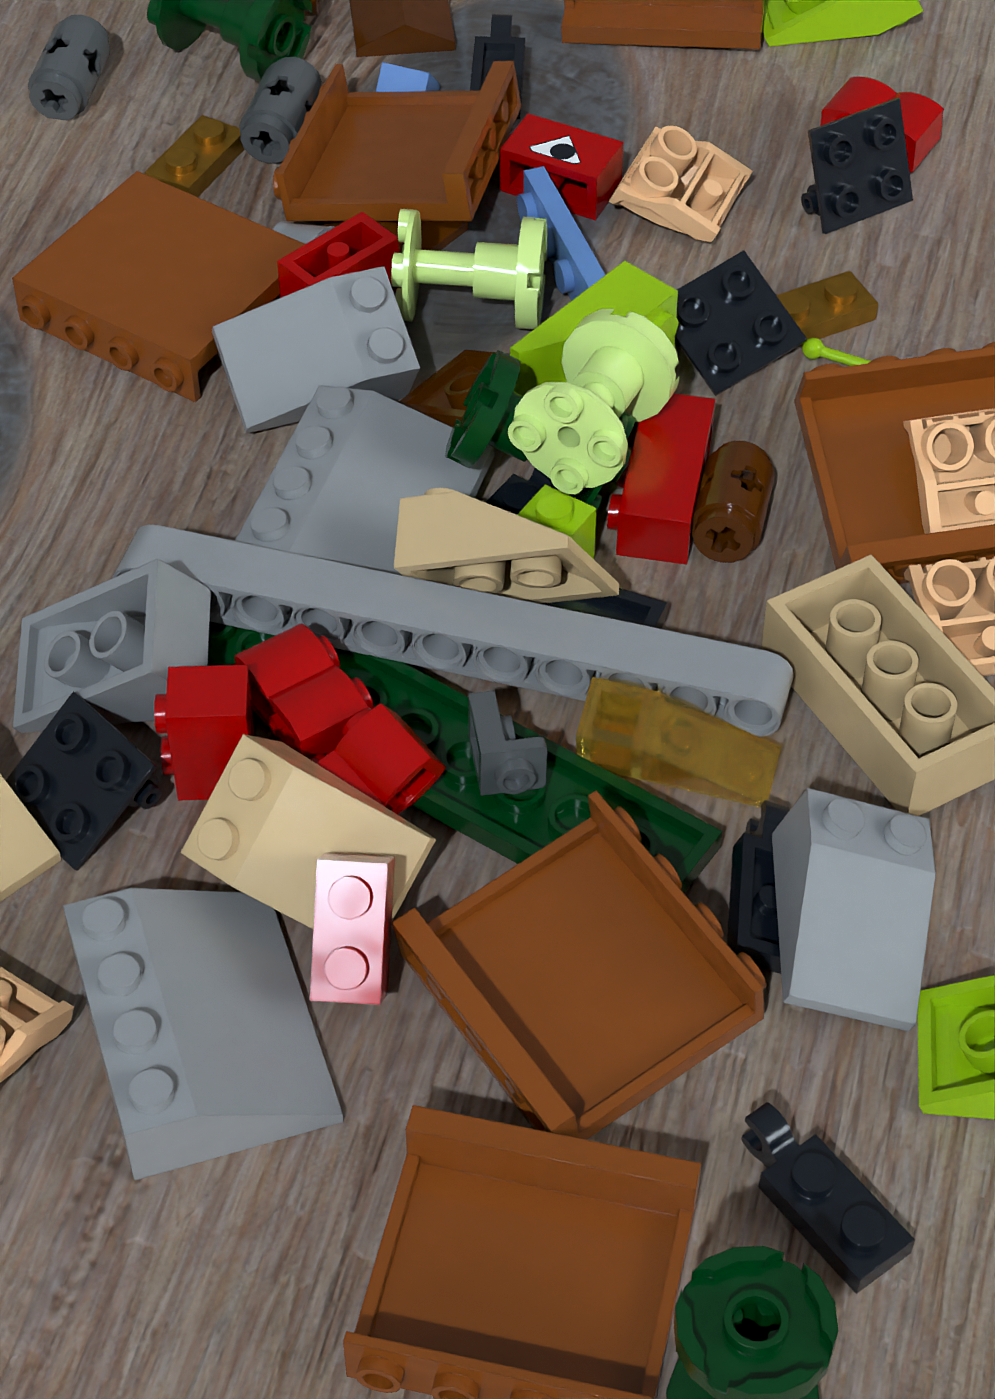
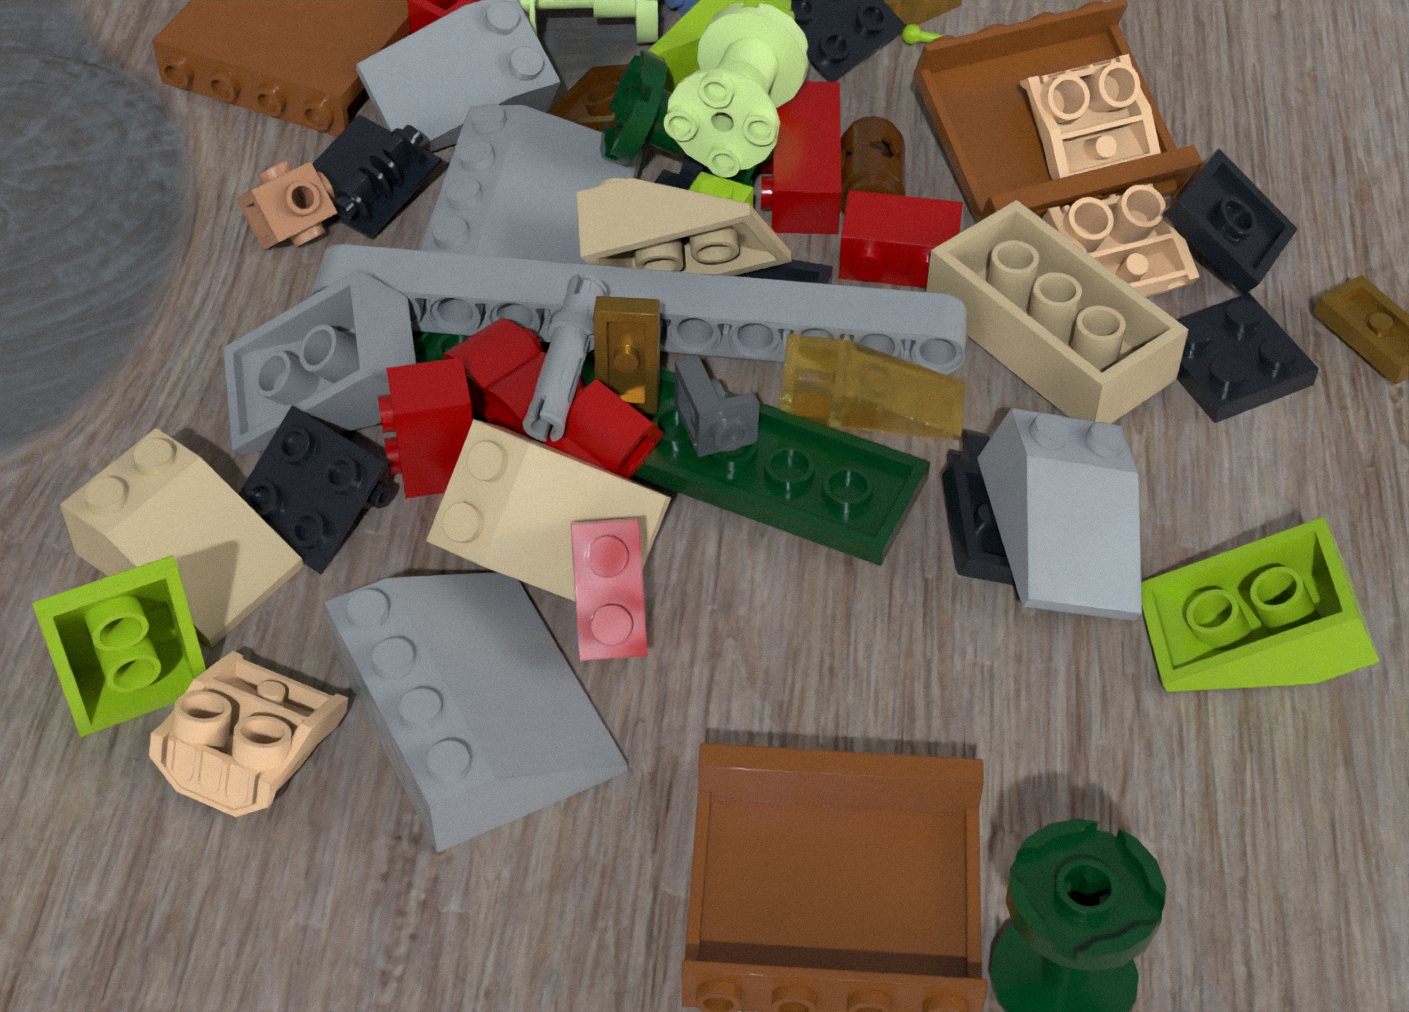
camera: 10 degrees left, 0 degrees up
(97, 473) = (288, 204): none -> nougat brick
(204, 446) = (374, 172): none -> black hinge
(364, 657) = (570, 342): none -> light grey pin
(421, 676) = (628, 349): none -> pearl gold plate
(585, 976) = (832, 605): dark orange panel -> none
(736, 572) = (893, 236): none -> red brick
(825, 1201) = (1094, 777): black plate -> none

